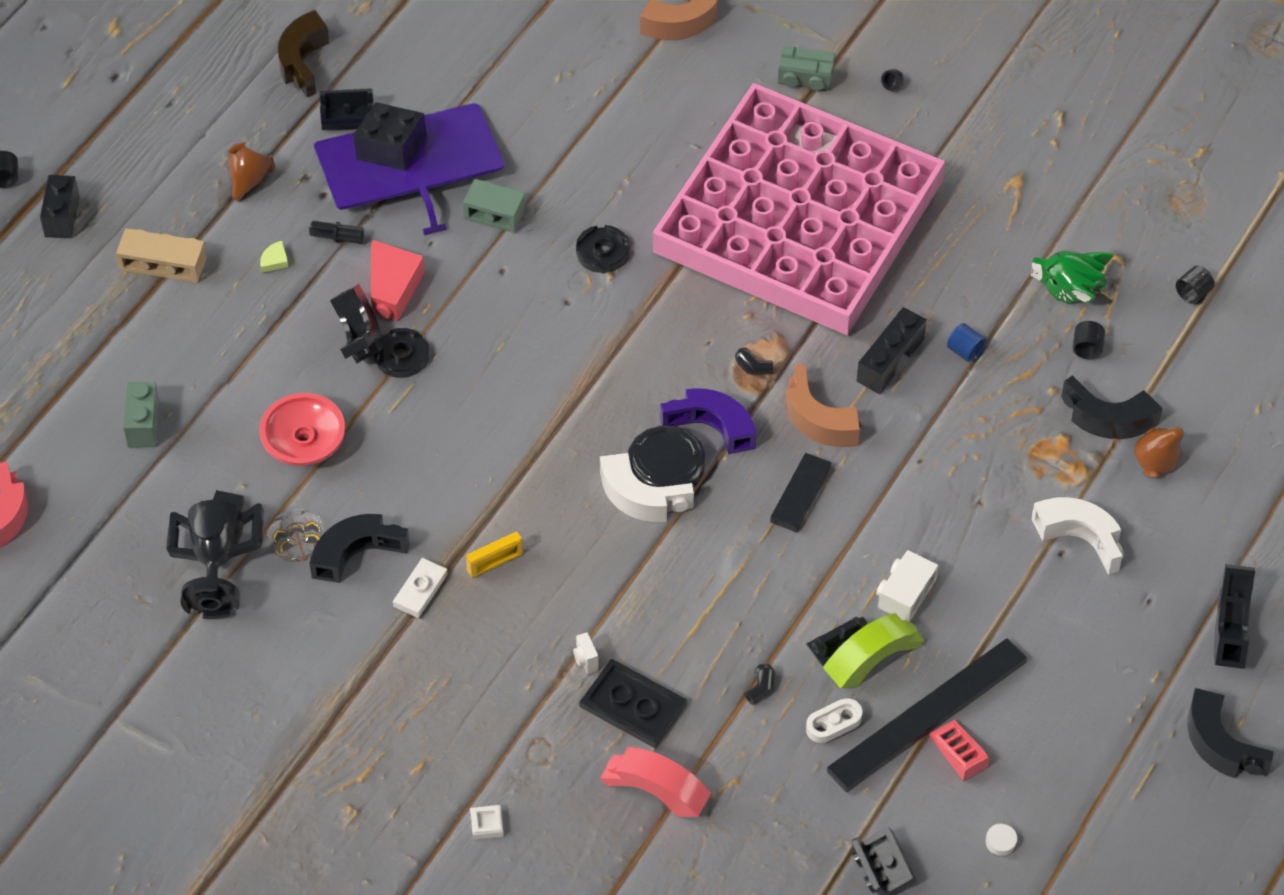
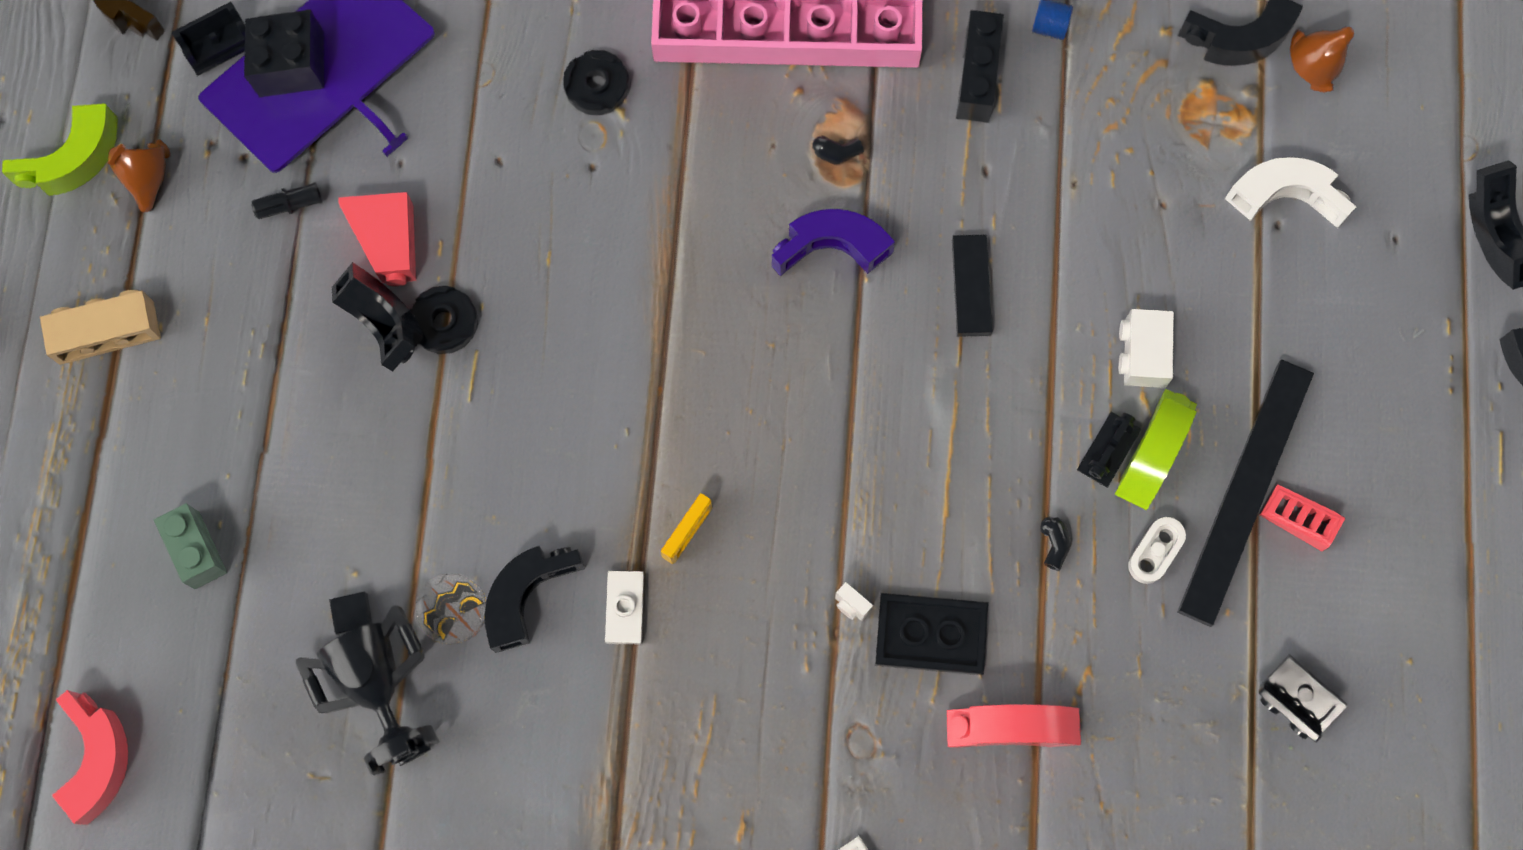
camera: 25 degrees left, 20 degrees up
(204, 146) = (76, 161): none -> lime arch
(274, 258) = (232, 267): yellowish green tile -> none
(301, 418) = (375, 461): coral dish -> none
(494, 205) = (448, 85): sand green brick -> none
(637, 498) = (801, 381): white arch -> none
(667, 457) = (810, 319): black piece -> none
(816, 421) = (938, 189): nougat arch -> none
(1001, 839) = (1400, 604): white tile -> none

